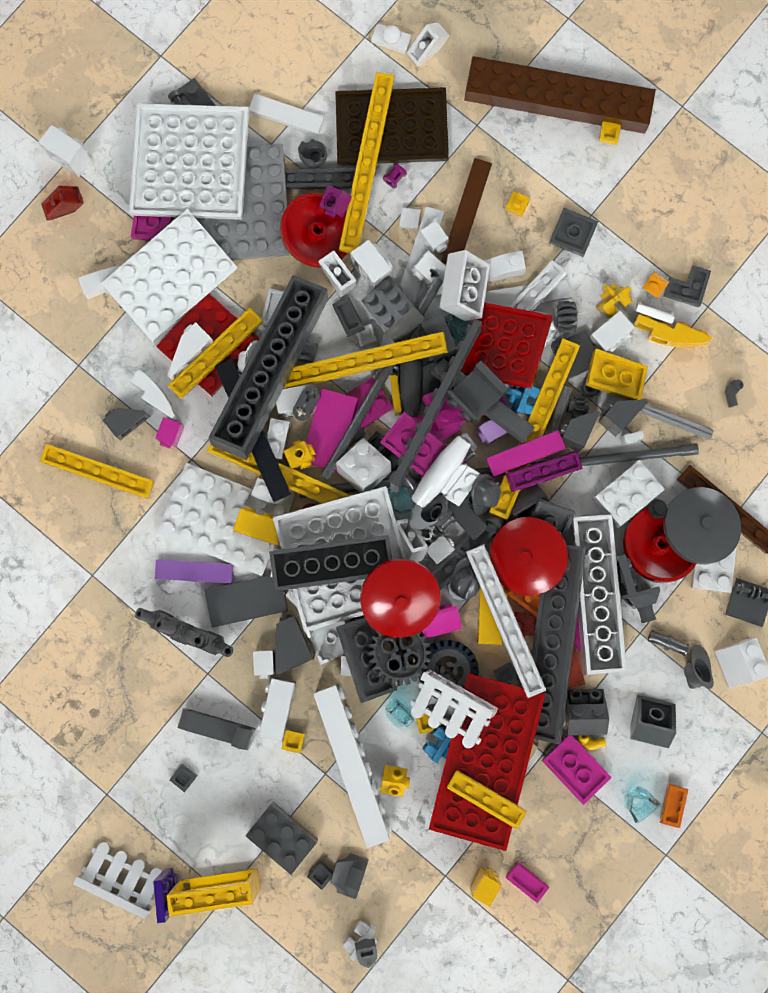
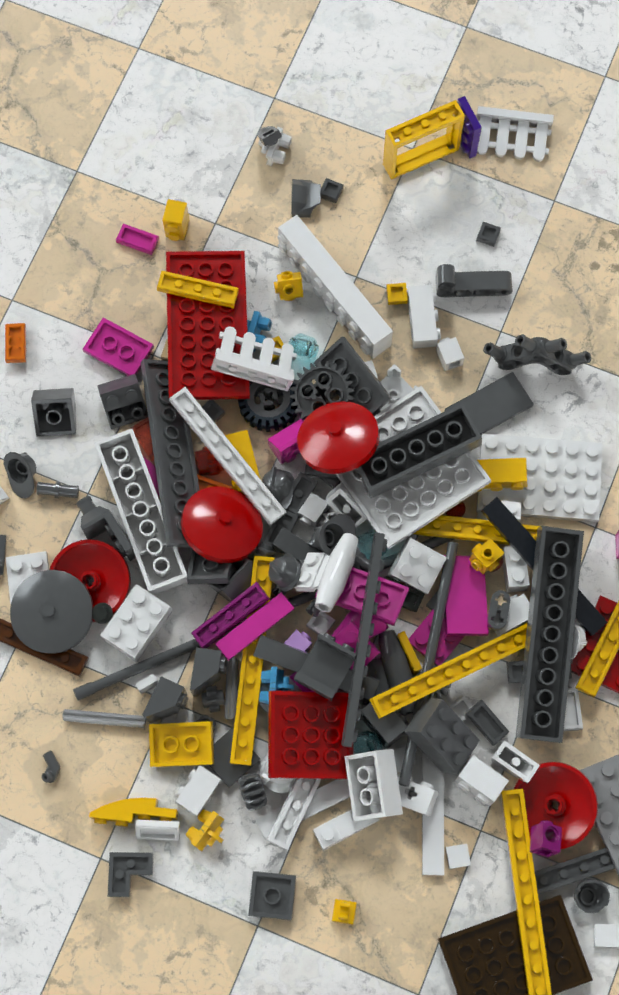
camera: 160 degrees right, 10 degrees down
(194, 571) = (550, 419): medium lavender tile -> none
(282, 838) = (378, 208): dark grey brick -> none
(290, 645) = (430, 374): dark grey slope -> none
(394, 175) = (491, 899): magenta bush -> none
(434, 238) = (423, 835): white brick -> none
(467, 207) = (397, 884): reddish brown tile -> none
(590, 743) = (109, 375): yellow arm -> none
(644, 807) = (49, 334): clear light blue hair -> none
(655, 284) = (165, 861): light orange plate -> none

